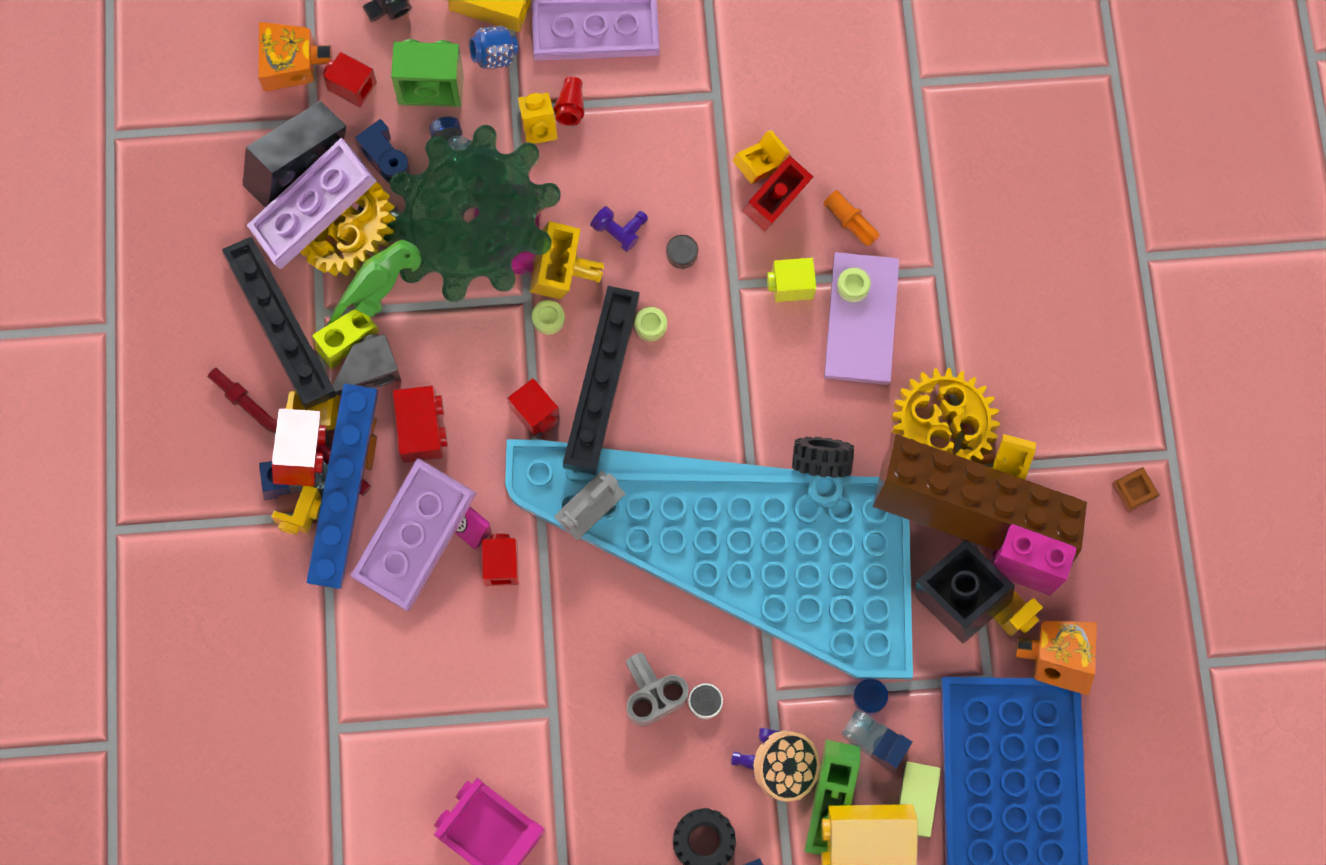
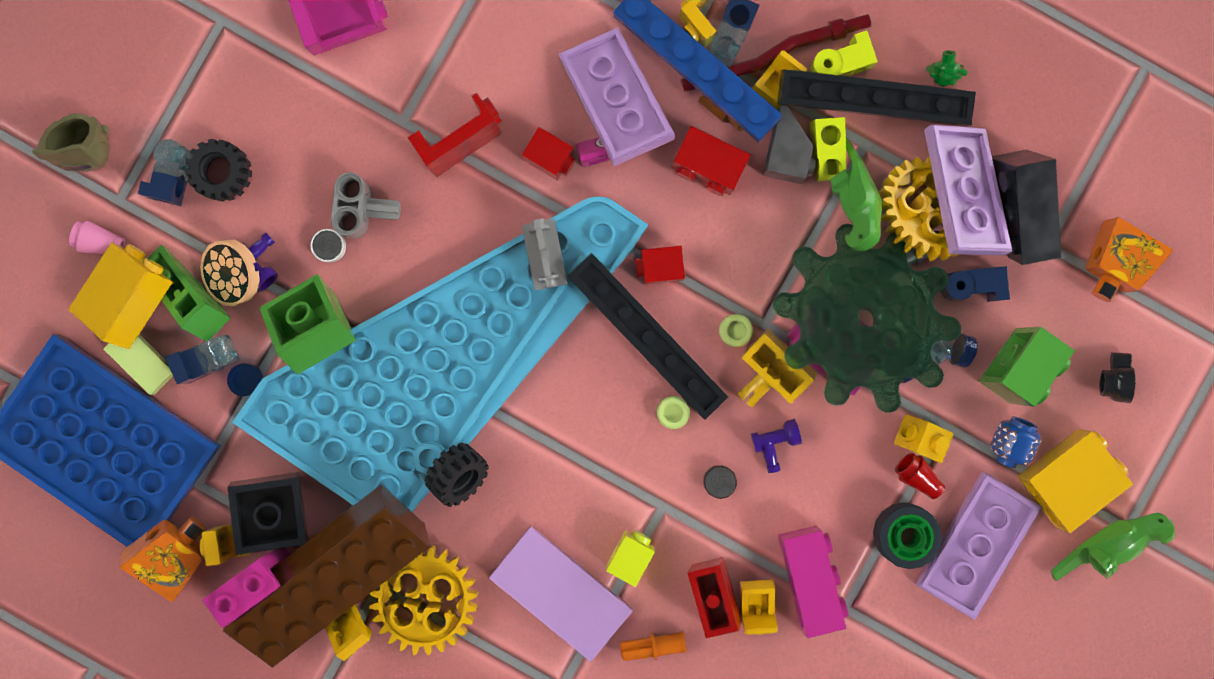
camera: 130 degrees right, 15 degrees up
(216, 283) = (946, 70): none -> green plant
(261, 368) = (847, 60): none -> neon yellow leg
(297, 447) = (749, 41): brick -> none
(349, 79) = (1067, 298): red brick -> none
(537, 633) = (460, 142): none -> red panel
(628, 66) = (925, 539): none -> wheel
(711, 130) = (813, 581): none -> dark pink brick
(783, 662) = (307, 324): none -> bright green brick
(853, 284) = (591, 606): yellowish green tile -> none

